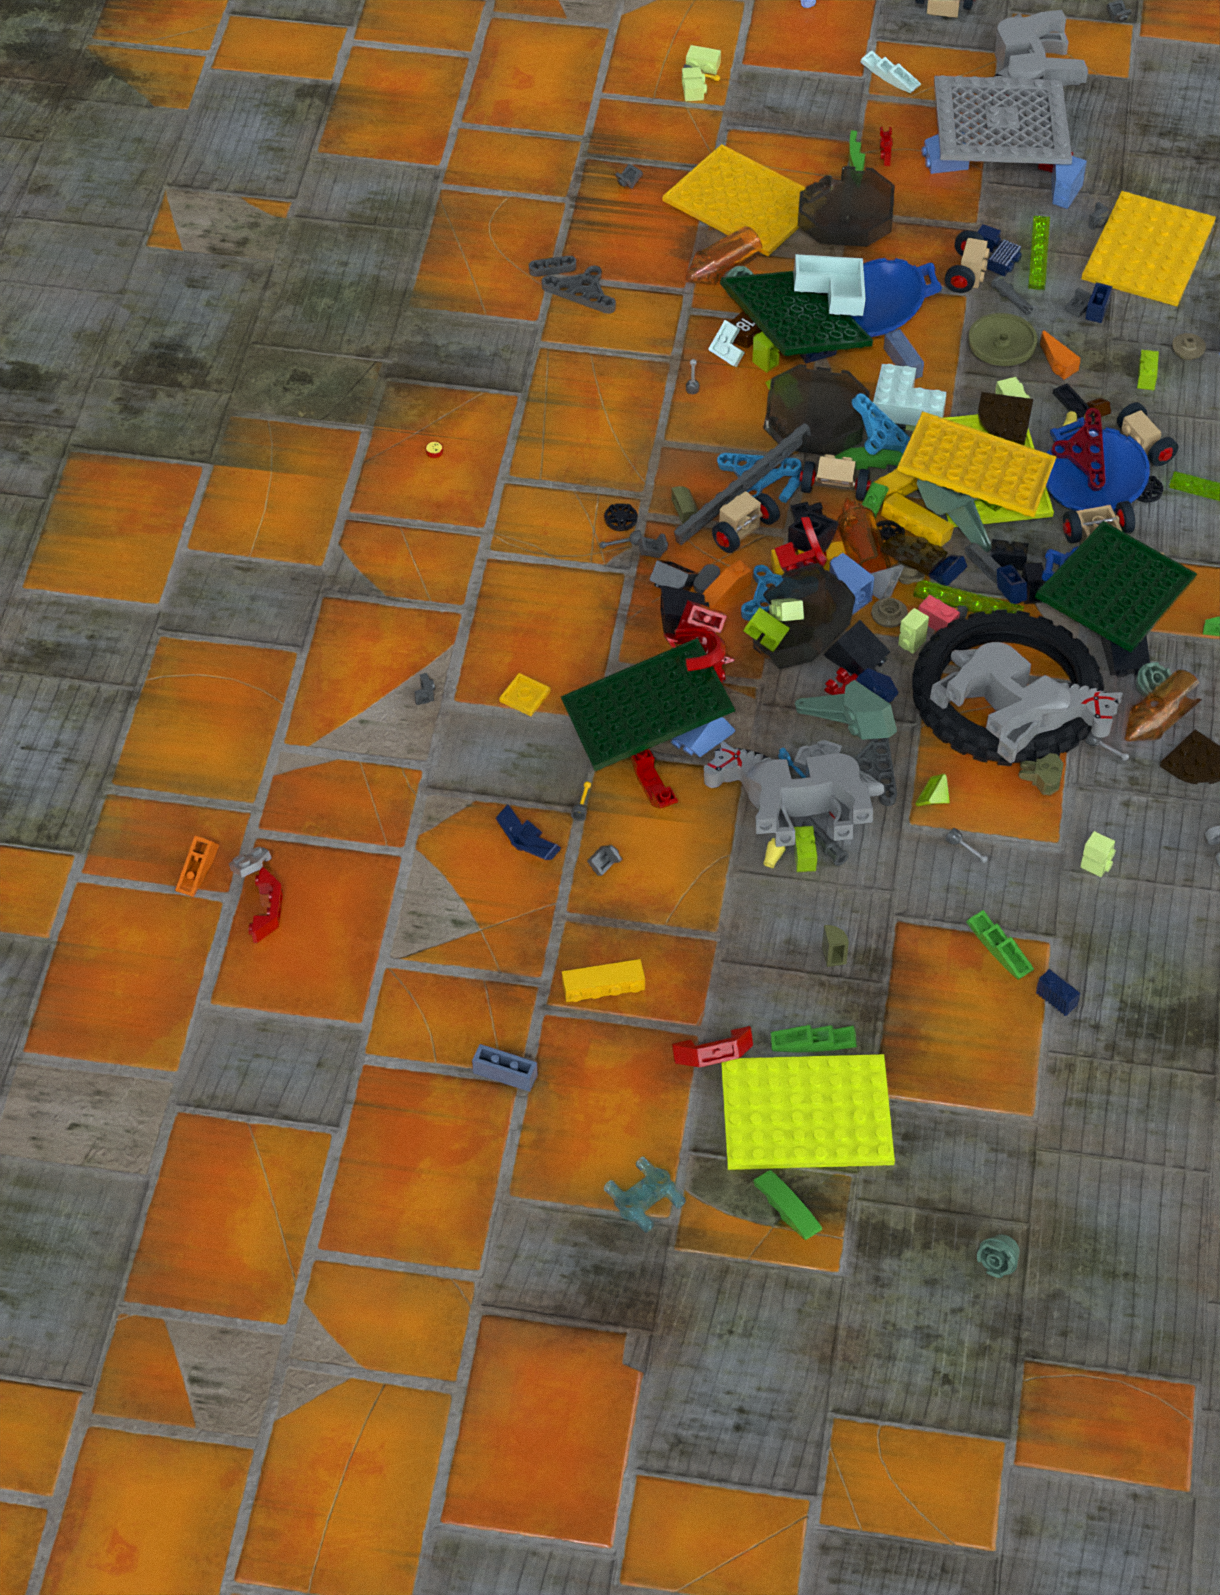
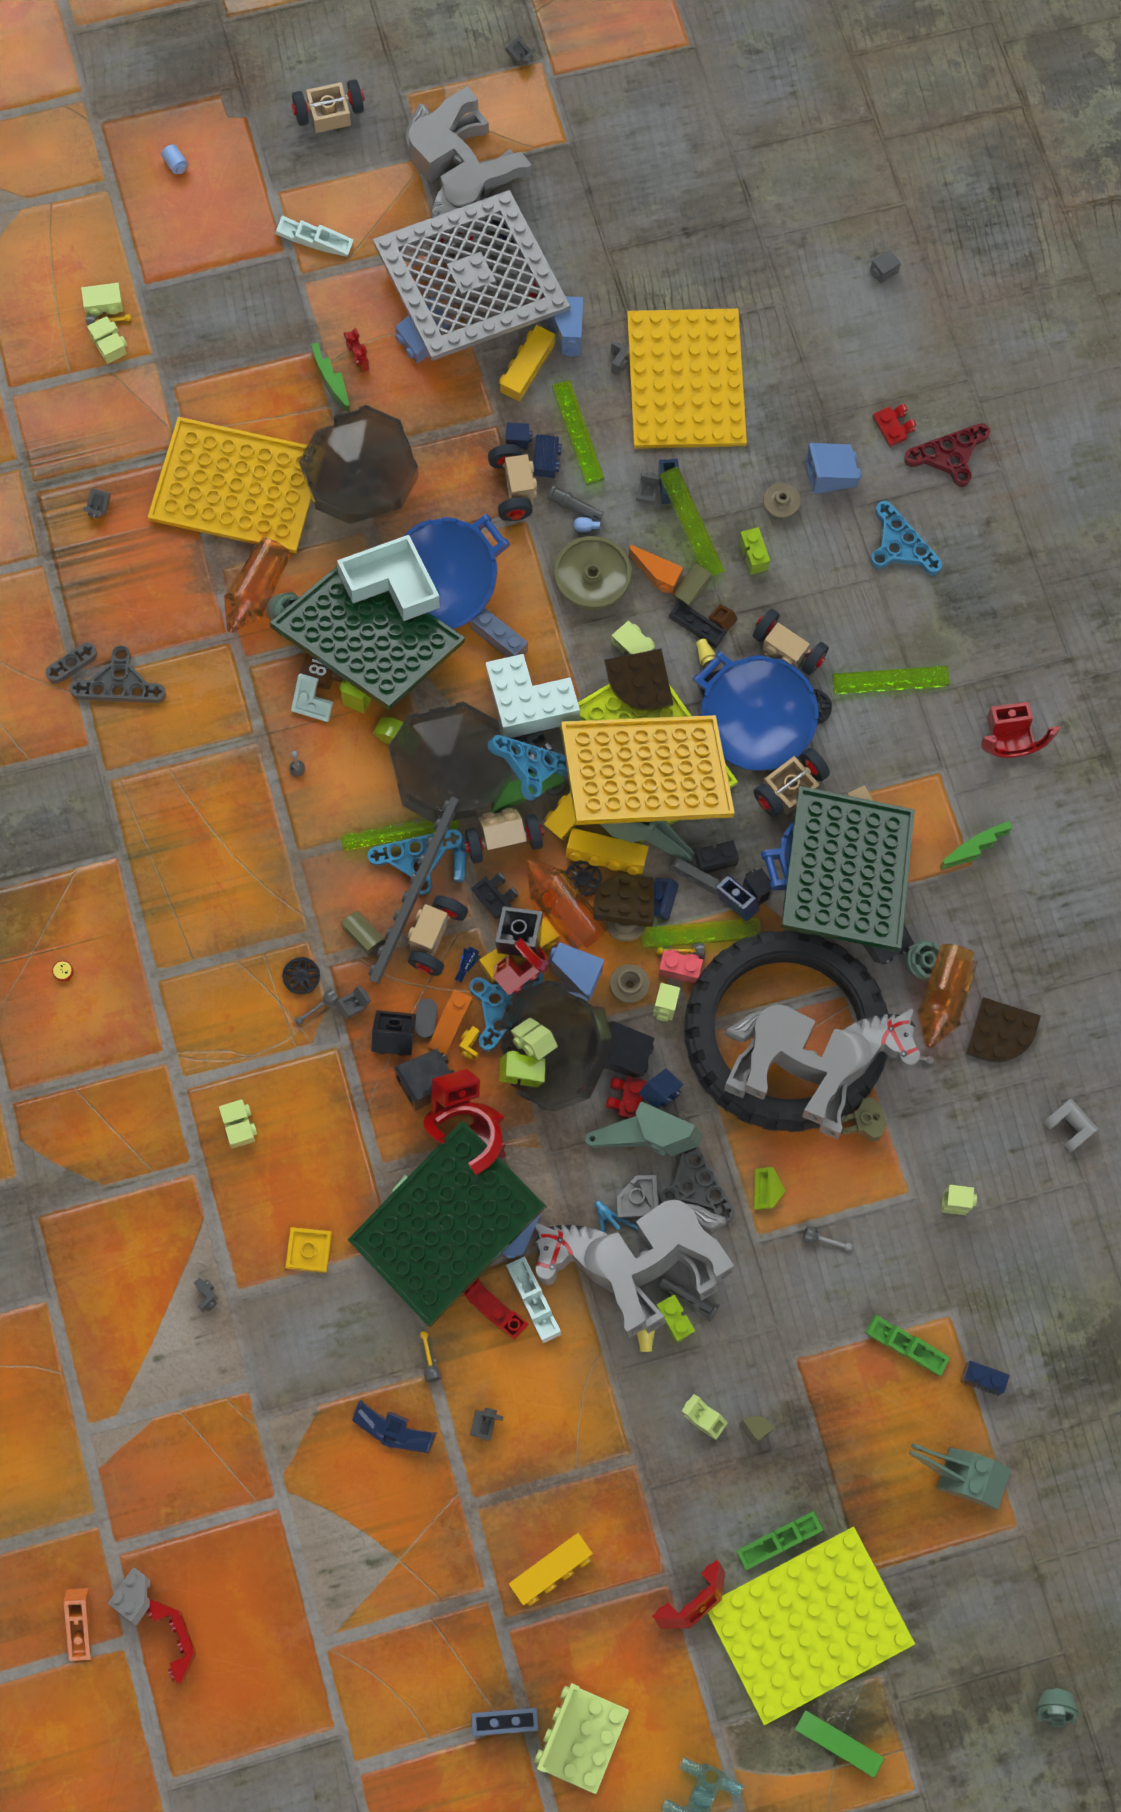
camera: 30 degrees left, 20 degrees up
(515, 589) = (237, 1123): none -> yellowish green piece
(556, 1100) = (581, 1738): none -> yellowish green bracket
(692, 794) = (533, 1299): none -> light aqua slope
(720, 445) = (391, 833): none -> clear neon green plate
(732, 604) = (468, 1039): none -> yellow bracket
(761, 553) = (468, 960): none -> clear blue cone
(791, 924) = (704, 1417): none -> yellowish green brick
(875, 497) = (553, 847): bright green plate -> none
(885, 581) = (609, 948): light grey slope -> none
(1003, 1053) = (967, 1475): none -> sand green slope
(1015, 310) = (585, 524): none -> light blue cylinder
(1020, 197) = (527, 363): none -> yellow brick
(1084, 375) = (693, 585): none -> olive brick
(1086, 457) = (736, 682): dark red beam -> none
(1103, 332) = (691, 521): none -> clear neon green plate

